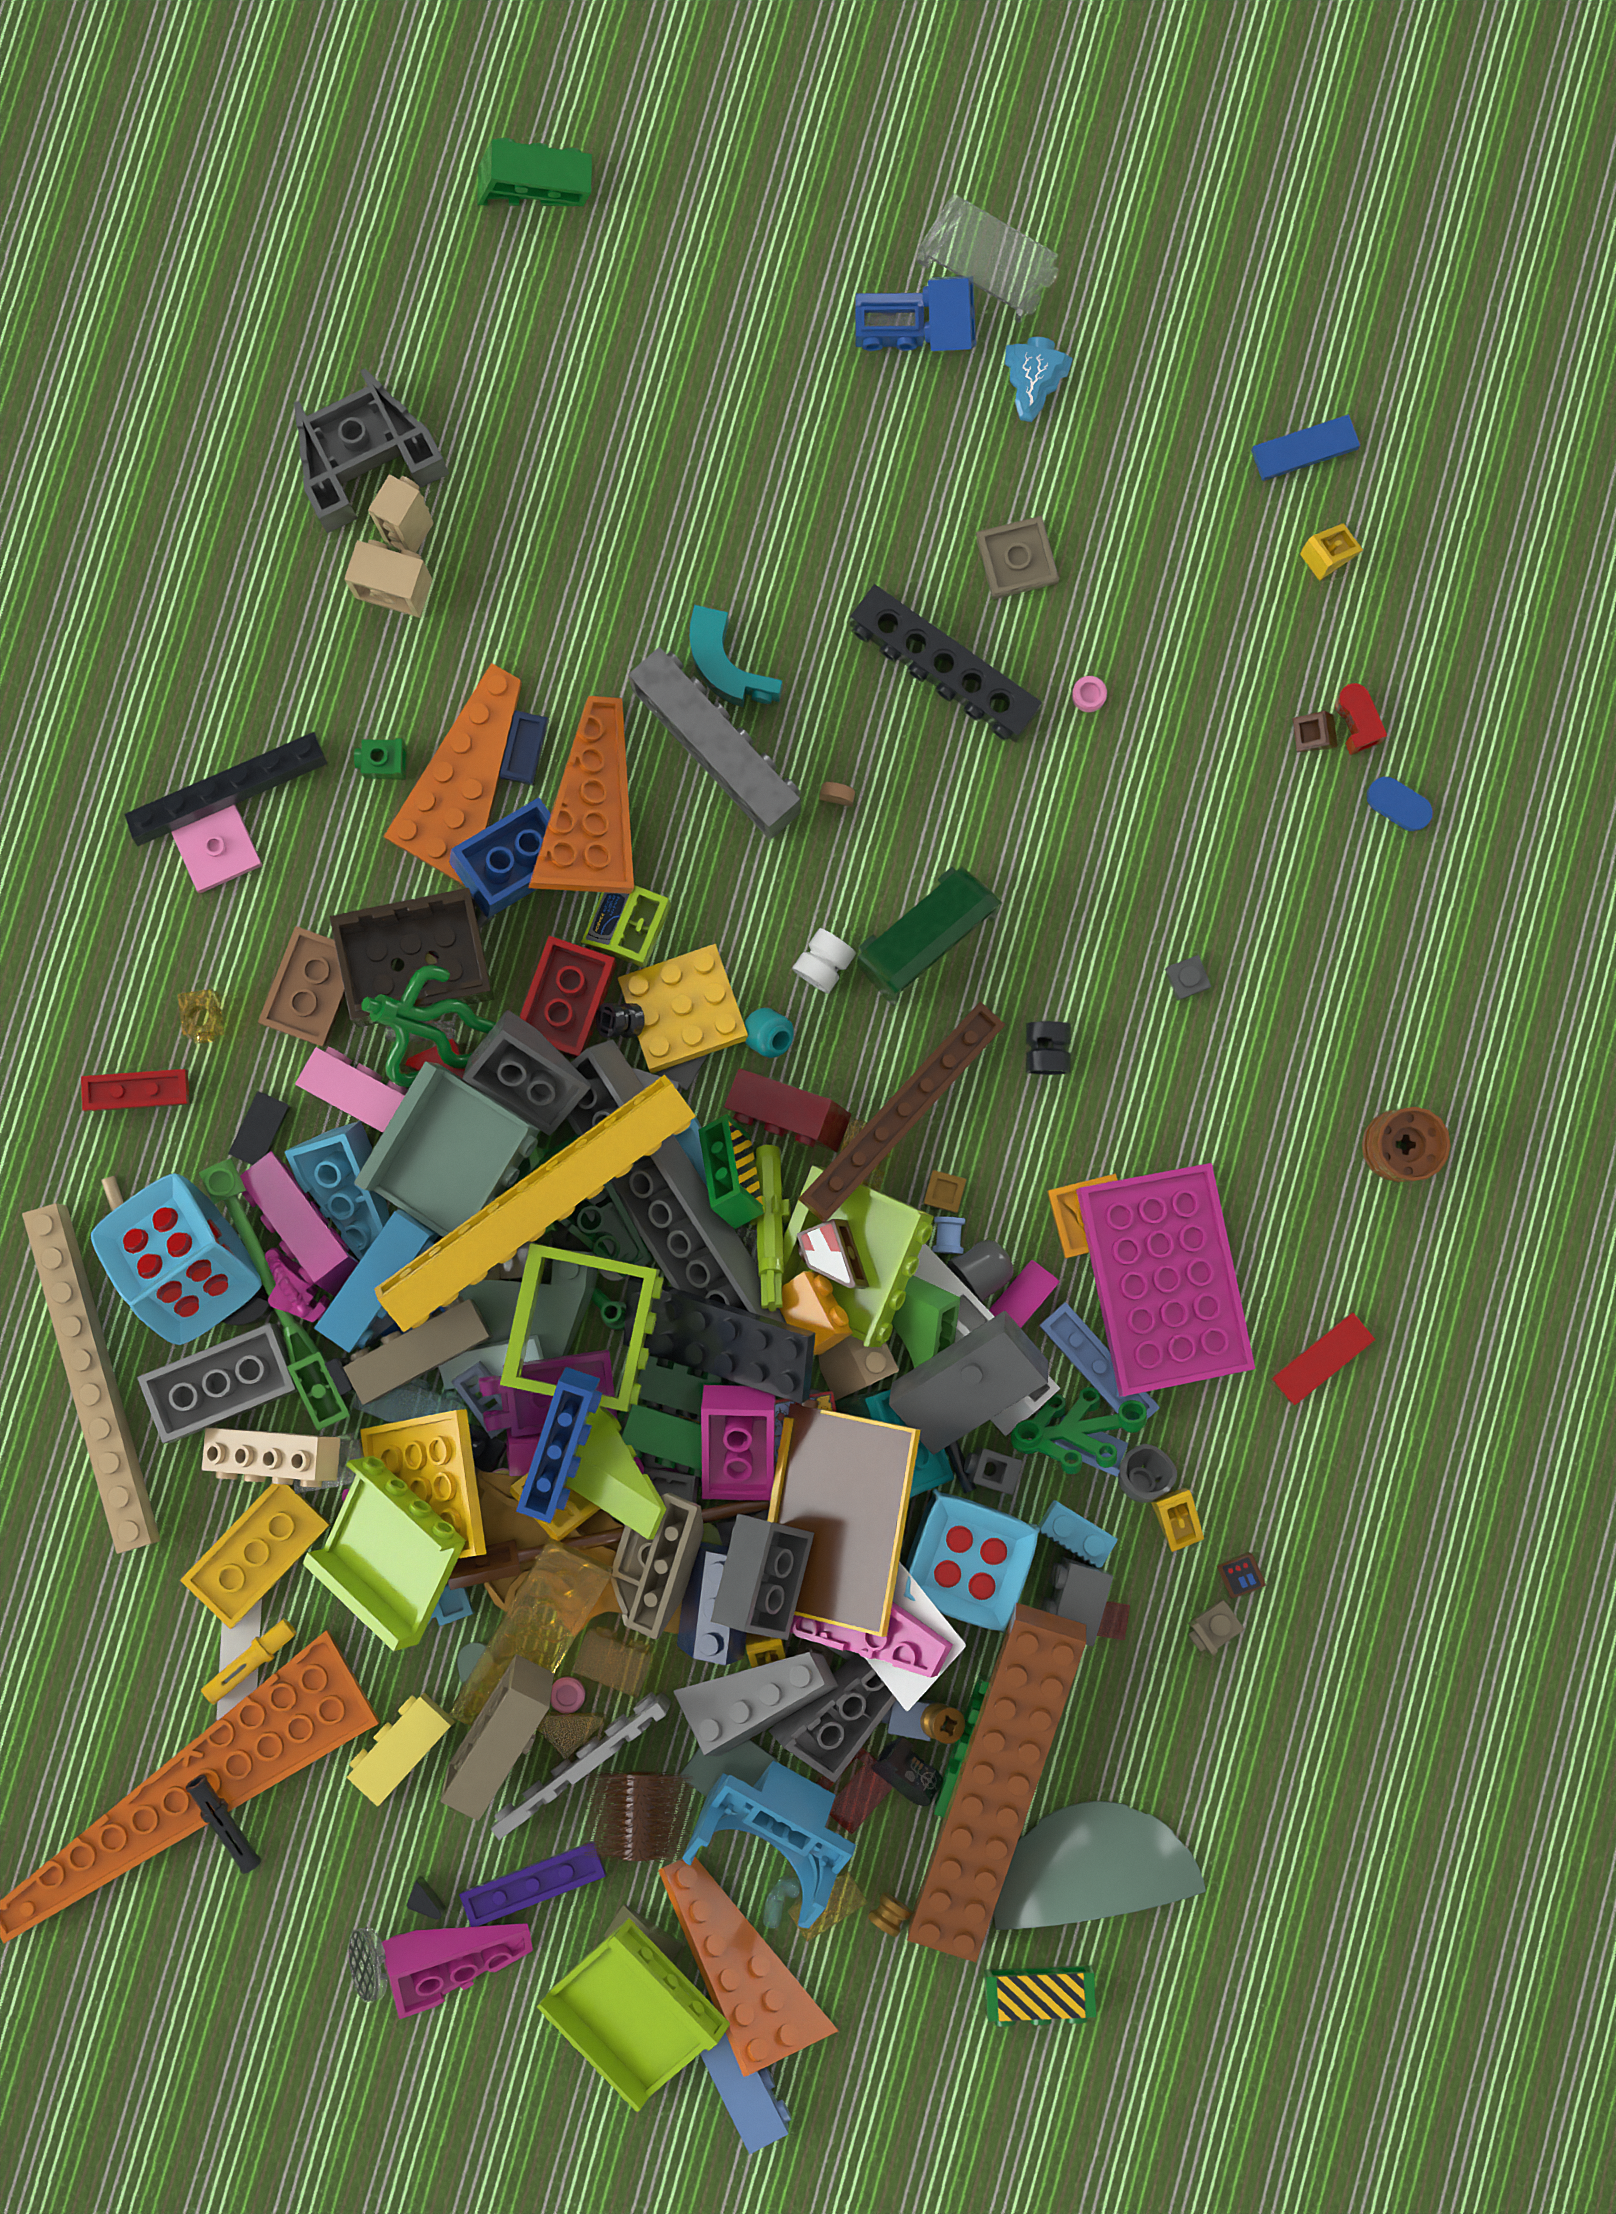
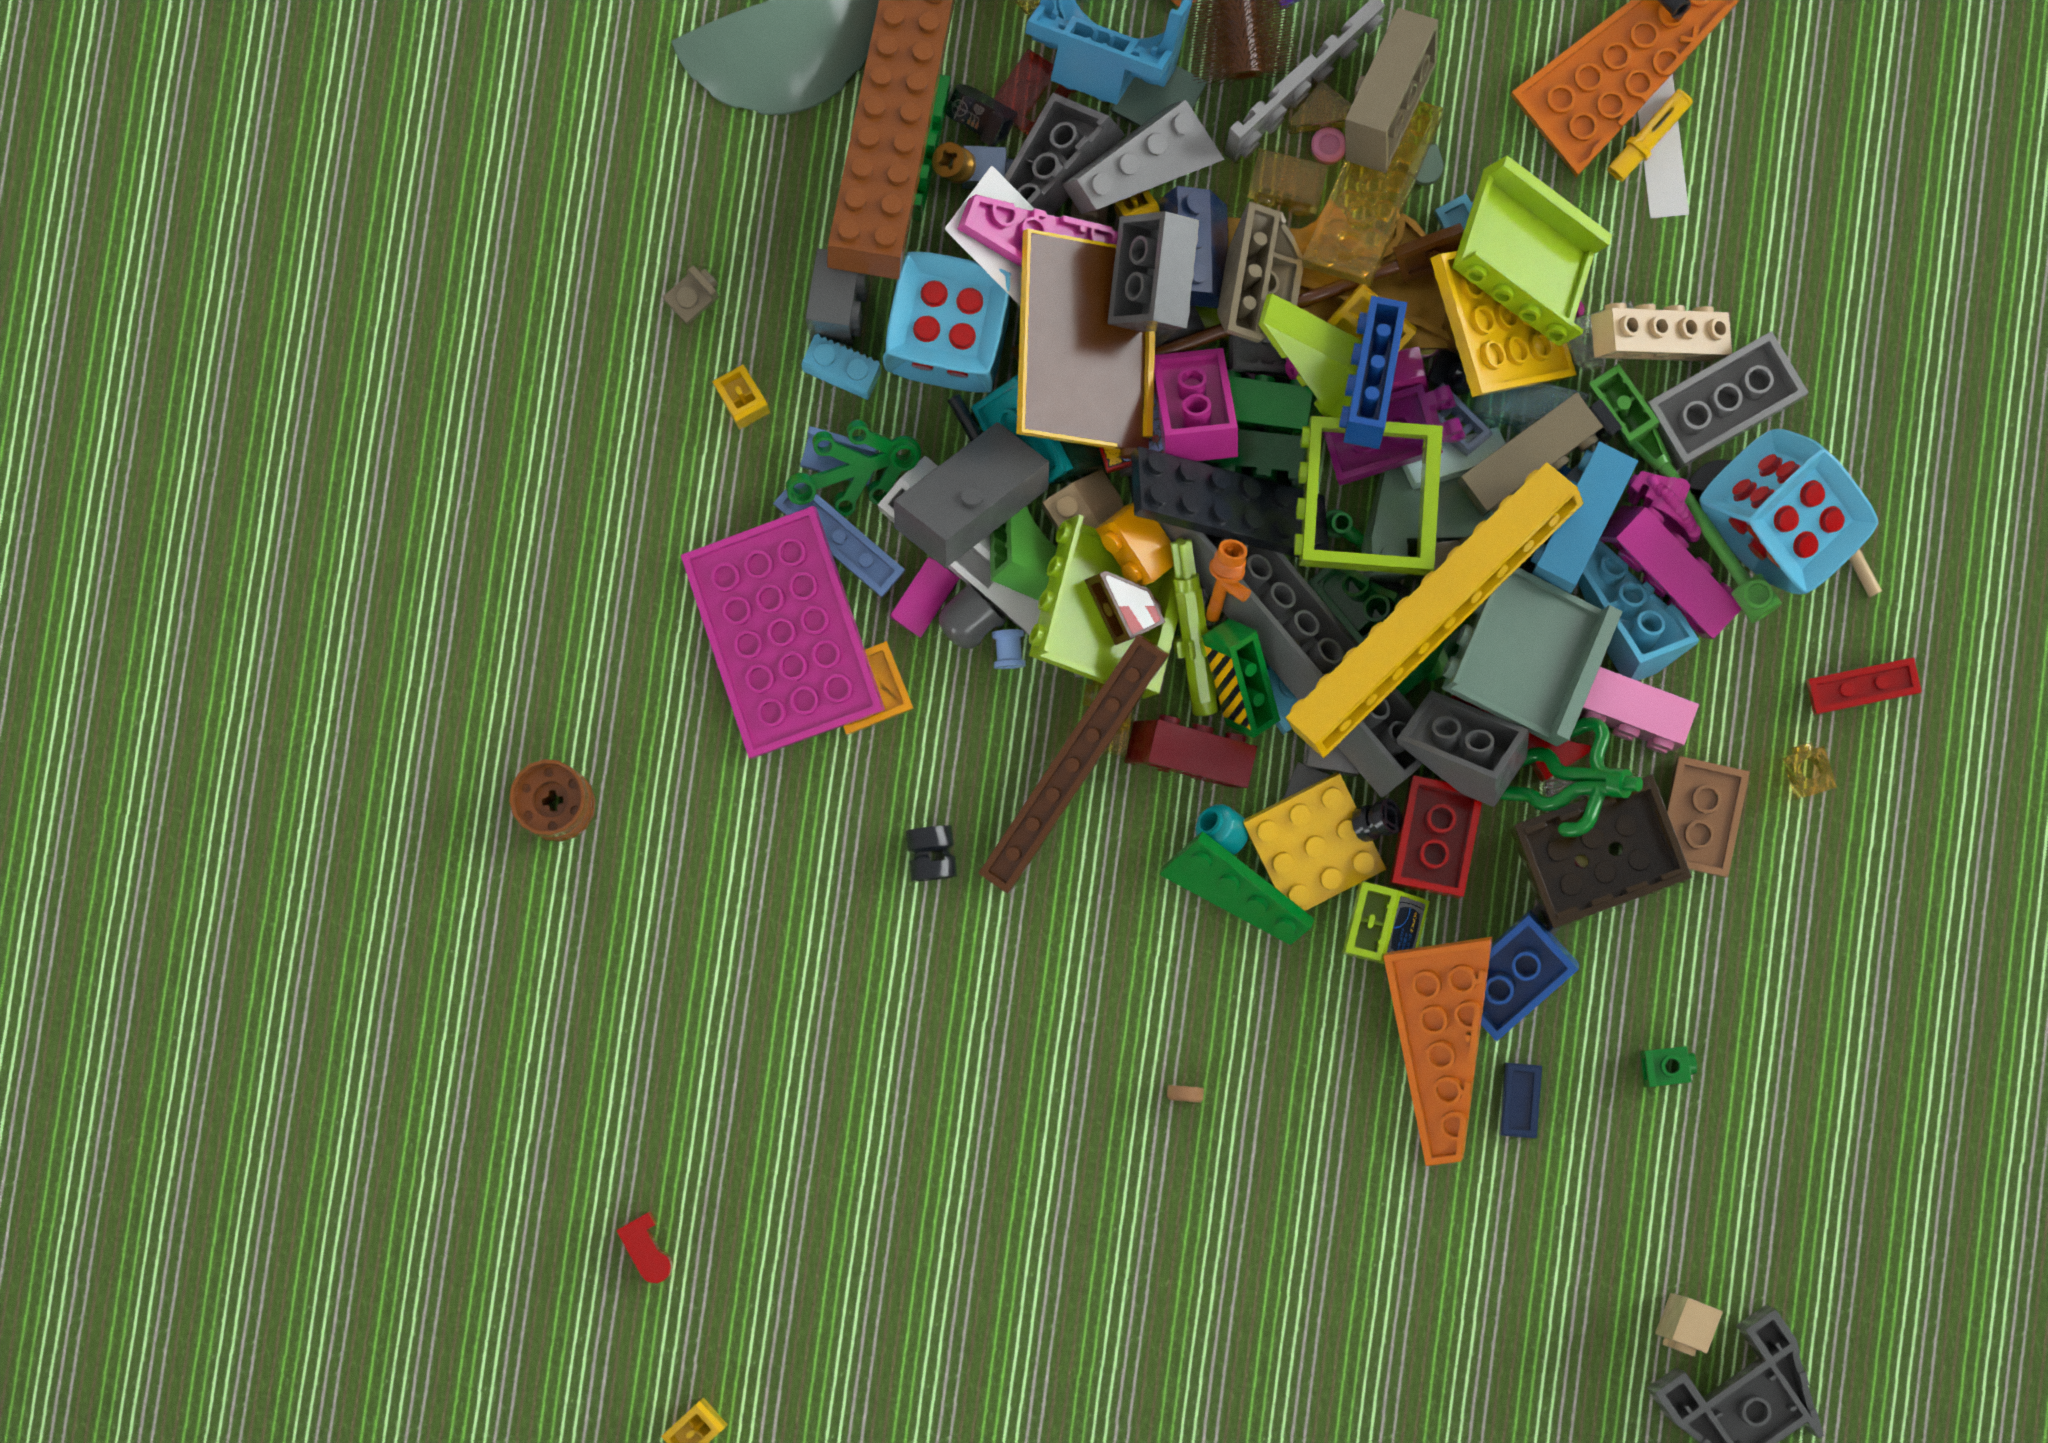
camera: 170 degrees right, 0 degrees up
(91, 1377) = (1856, 390): tan brick -> none
(216, 848) = (1824, 951): bright pink plate -> none
(225, 789) = (1825, 1013): black plate -> none
(255, 1553) = (1661, 239): yellow plate -> none
(259, 1128) = (1729, 664): black tile -> none
(388, 577) = (1692, 1257): tan brick -> none
(399, 1748) = (1486, 71): light yellow brick -> none
(462, 778) = (1583, 1046): orange wing -> none
(707, 639) = (1343, 1229): teal arch -> none
(715, 743) = (1322, 1125): flat silver brick -> none
(730, 1269) = (1228, 569): none -> orange piece
(766, 979) = (1230, 884): none -> green wing
(826, 957) = (1175, 913): white wheel -> none
(881, 606) = (1169, 1300): black brick -> none
(926, 932) = (1071, 951): dark green windscreen -> none
(944, 1191) = (1018, 693): pearl gold plate -> none
(1004, 1472) = (924, 411): dark grey brick -> none
(1017, 557) = (1028, 1378): dark tan tile -> none
(1089, 694) = (933, 1239): bright pink tile -> none
(1114, 1620) = (795, 289): clear red tile -> none
(1140, 1482) = (784, 427): dark grey helmet -> none
(1187, 977) = (794, 949): dark grey plate -> none
(1241, 1575) = (671, 350): slope -> none
(1315, 731) = (690, 1230): reddish brown slope -> none
(1322, 1359) = (612, 576): red tile -> none
(1399, 804) = (594, 1163): blue tile -> none

